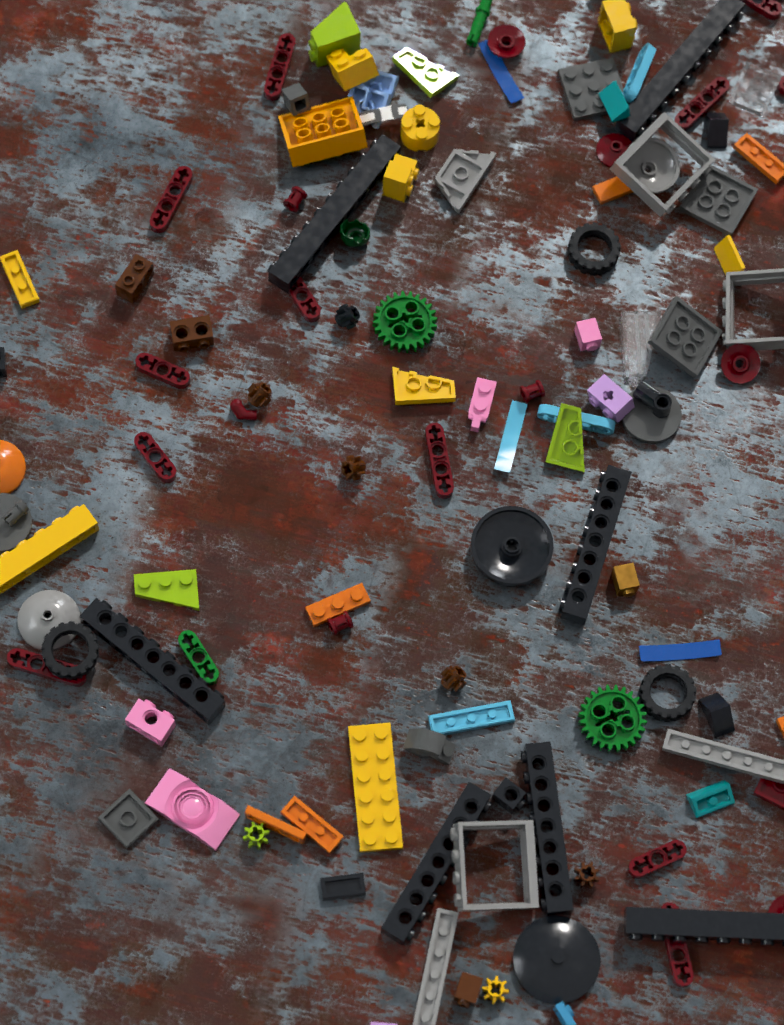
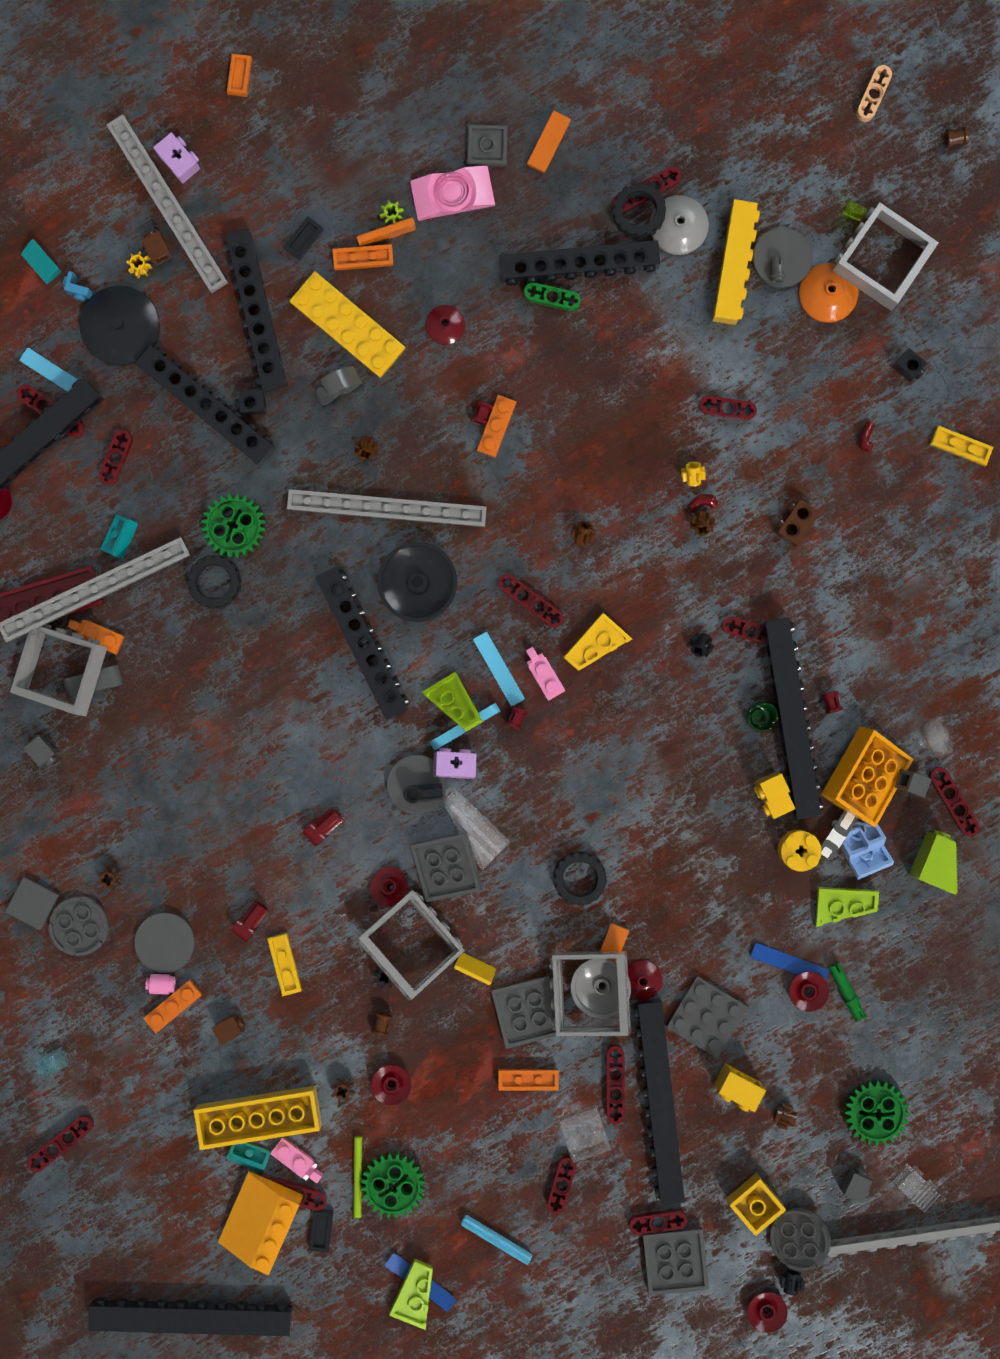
camera: 145 degrees right, 20 degrees up
(79, 774) = (549, 142): none -> orange tile
(85, 342) = (866, 432): none -> dark red arm
(134, 278) = (880, 523): reddish brown brick -> none
(147, 369) = (804, 477): dark red beam -> none
(156, 732) = (544, 211): bright pink brick -> none
(168, 198) = (924, 612): dark red beam -> none
(170, 587) = (621, 326): lime wing -> none
(229, 433) = (693, 473): none -> yellow gear
(248, 112) = (936, 737): none -> clear cylinder
(299, 726) = (445, 334): none -> dark red dish
(352, 69) = (895, 845): yellow brick -> none
(398, 306) = (640, 674): green gear -> none
(462, 175) = (732, 844): light grey wing -> none
(472, 718) = (329, 434): medium azure tile -> none
(482, 623) = (386, 508): none -> light grey plate
(528, 860) = (186, 319): light grey window -> none
(588, 334) = (517, 802): bright pink brick -> none
(592, 875) = (146, 397): reddish brown gear -> none
(614, 102) = (676, 1014): teal slope -> none
(625, 580) = (317, 636): pearl gold brick -> none
(638, 72) = (684, 1061): medium azure beam -> none
(646, 976) = (47, 369): none -> medium azure sticker
(680, 651) = (234, 623): blue sticker -> none
(716, 130) = (584, 1073): black slope -> none
(717, 714) = (168, 600): black slope -> none
(757, 447) = (320, 829): none -> dark red piece

